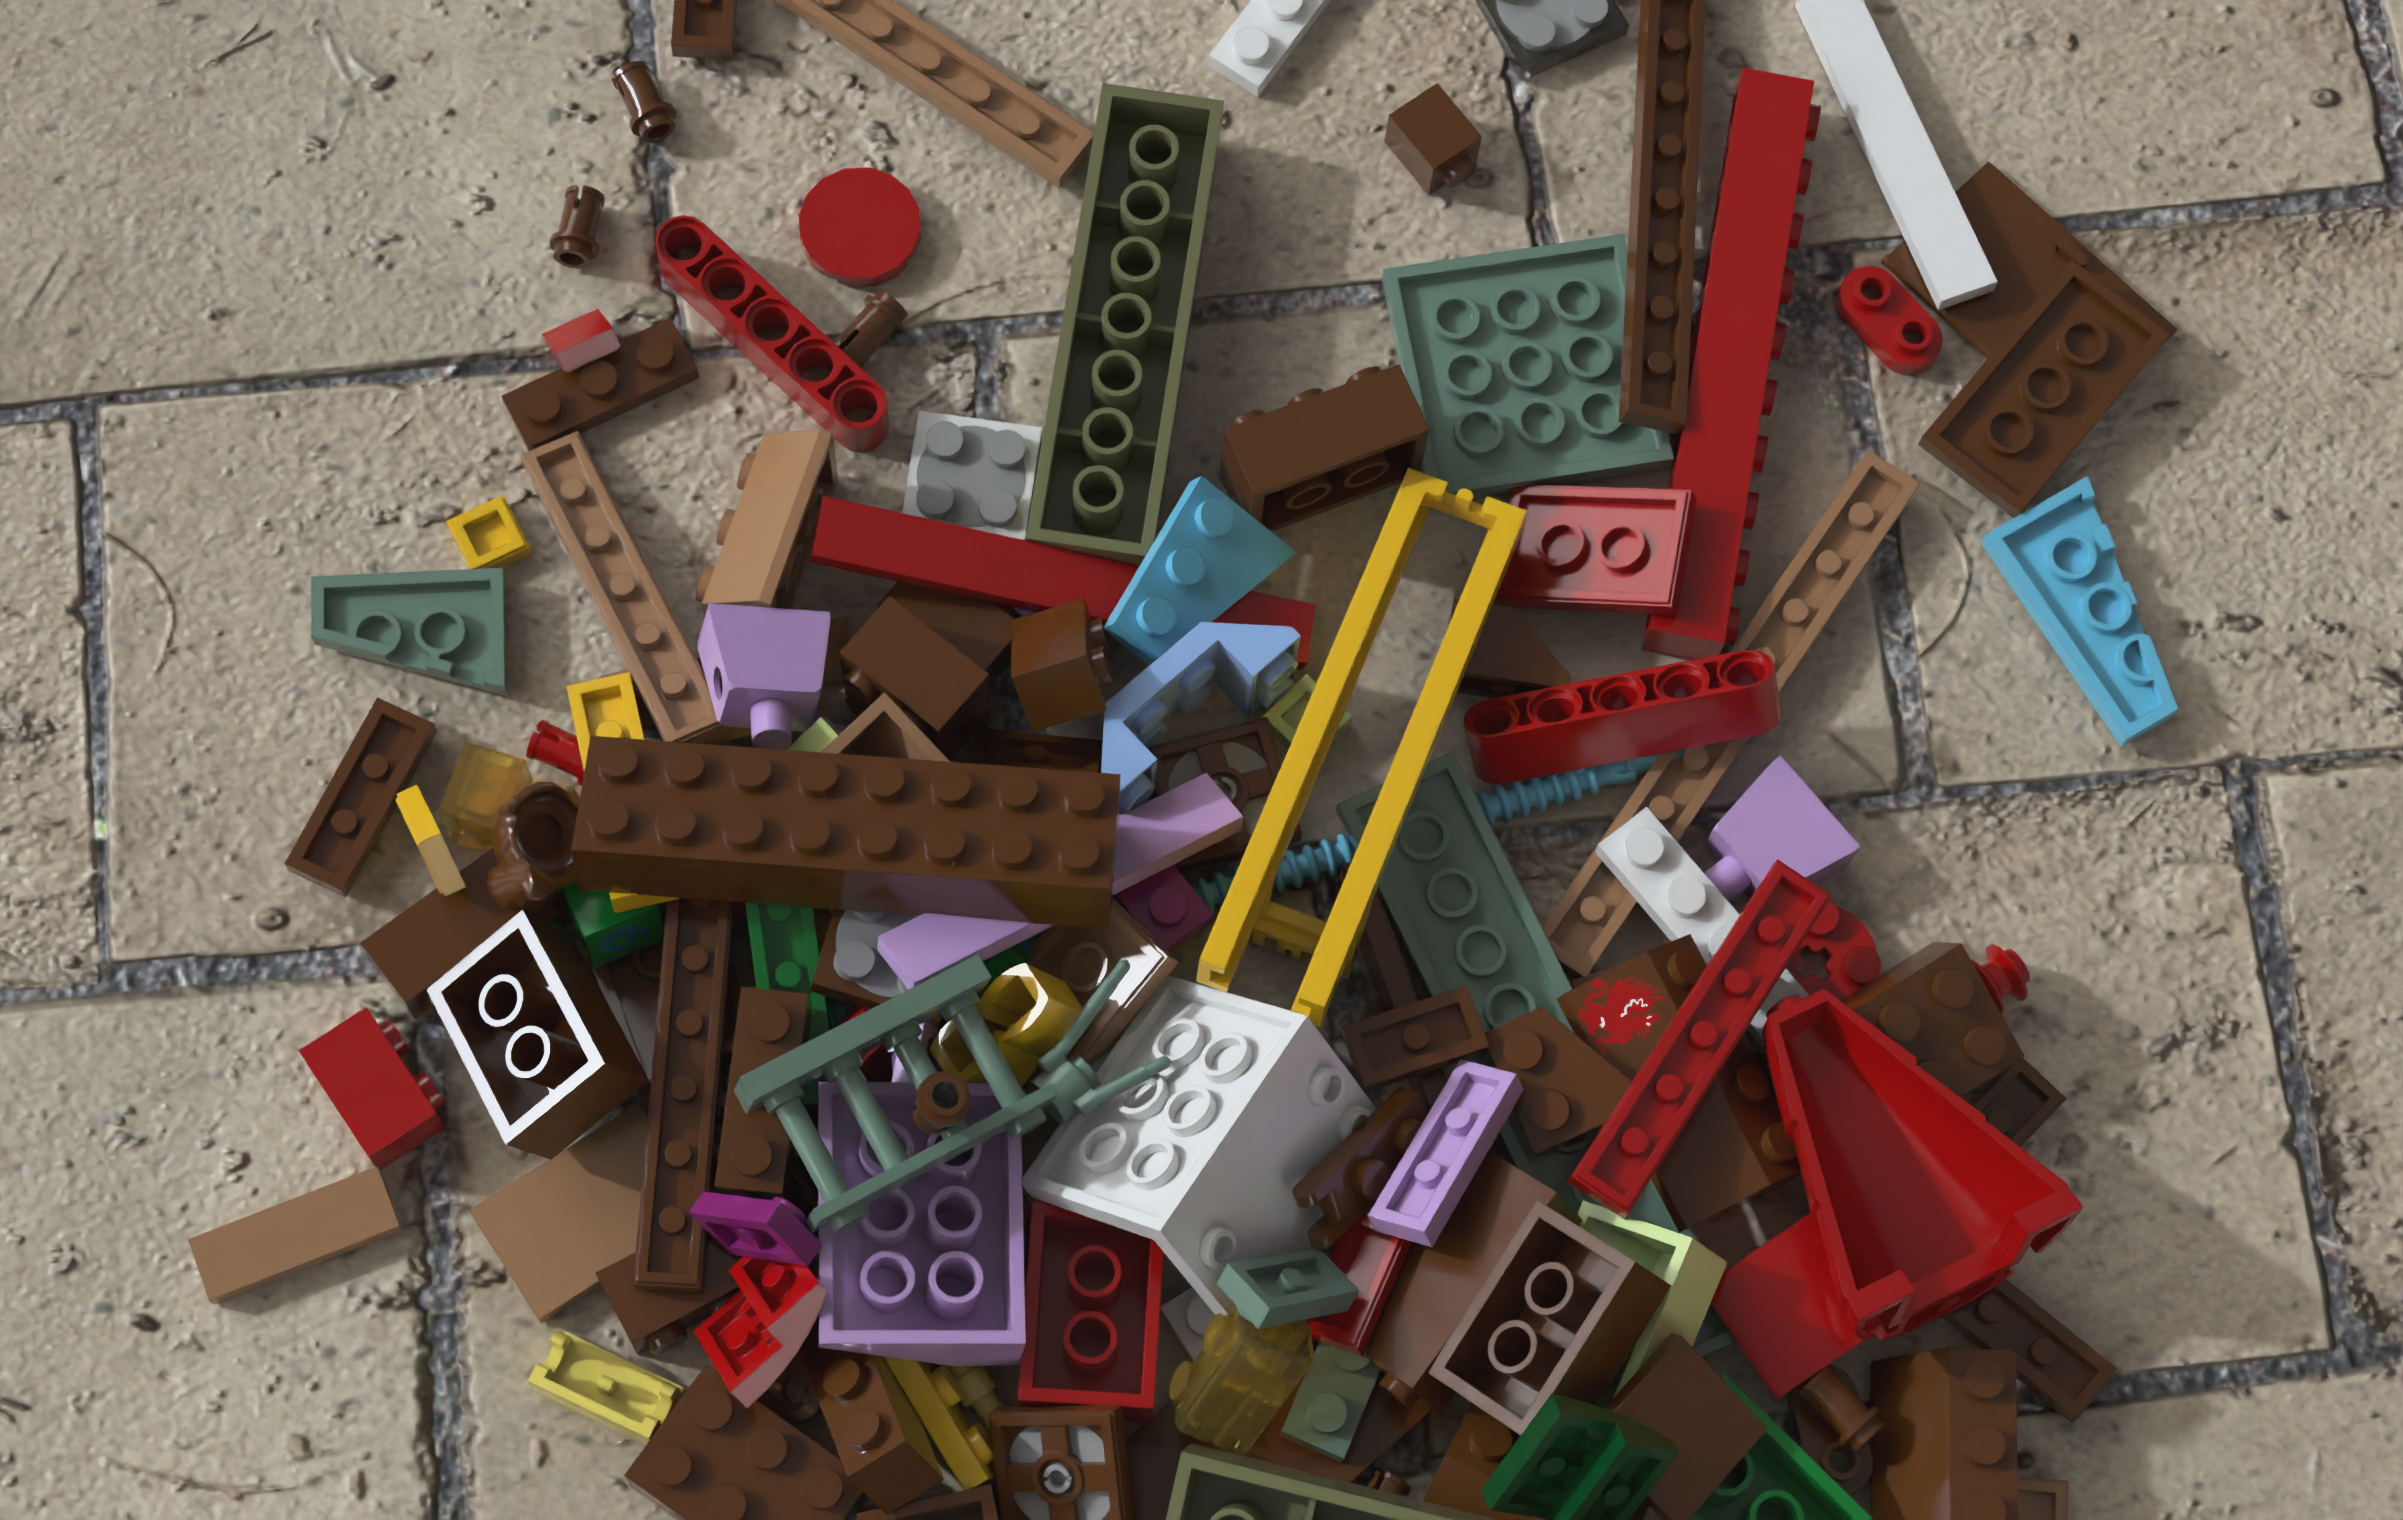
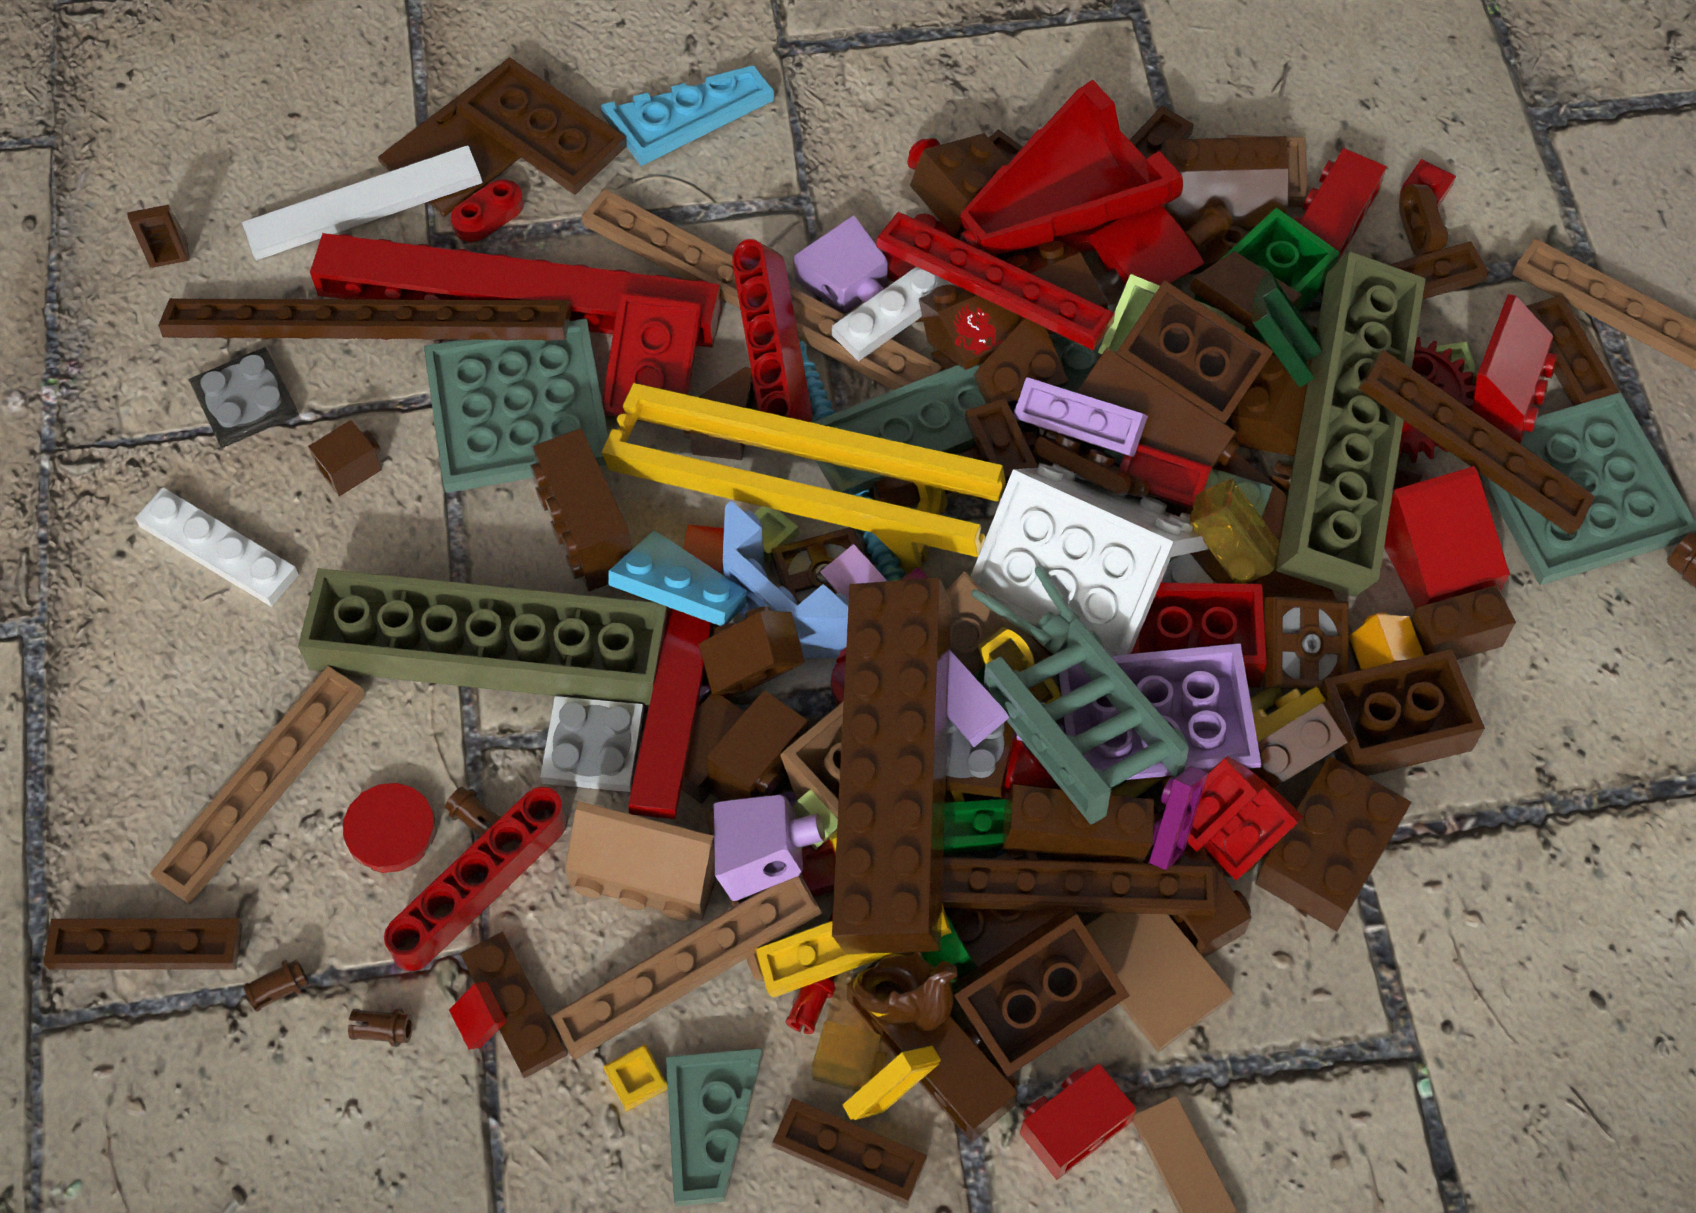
camera: 85 degrees left, 10 degrees down
(605, 1387) = (1276, 943): light yellow hinge -> none
(951, 1092) = (1100, 670): reddish brown pin -> none
(1034, 750) = (810, 683): reddish brown plate -> none
(1287, 1287) = (1184, 494): sand green plate -> none

